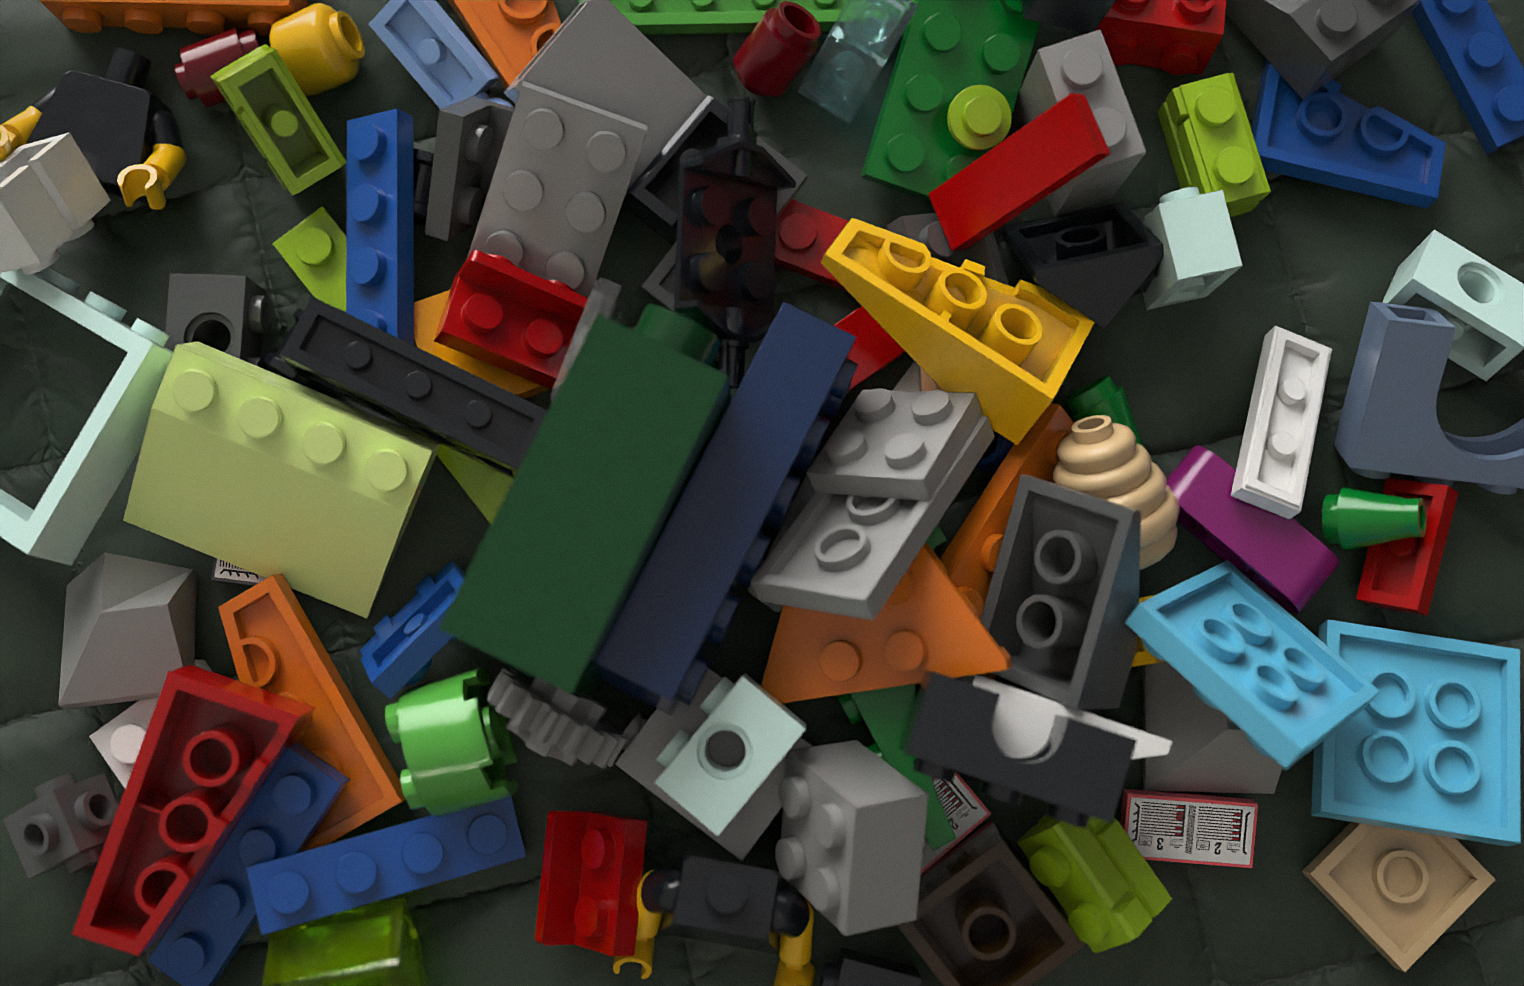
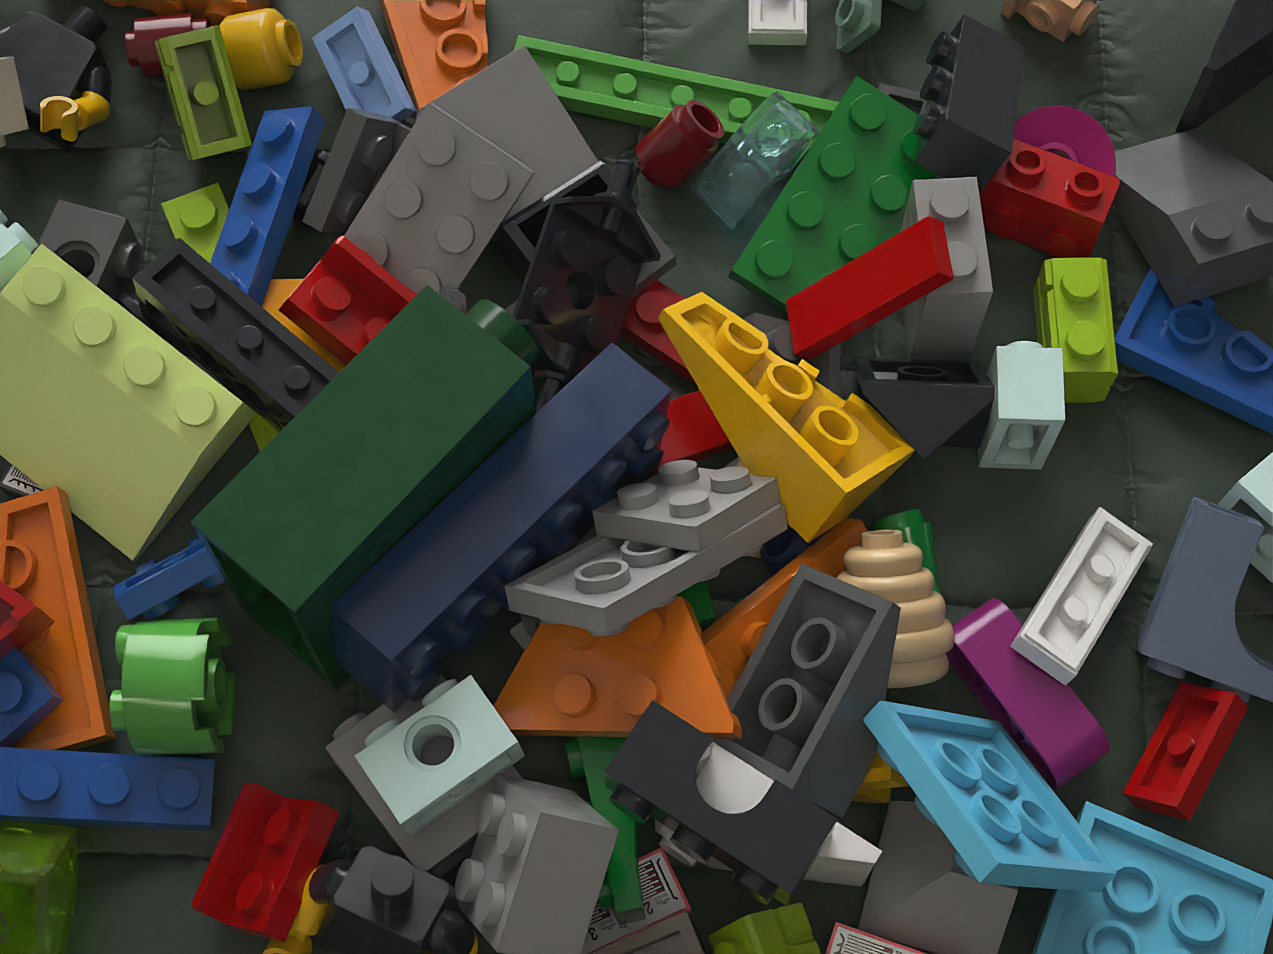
camera: 15 degrees right, 15 degrees down
(556, 721) = (282, 685): light grey gear -> none
(979, 117) = (848, 237): lime plate -> none
(1370, 518) = (1148, 710): green cone -> none

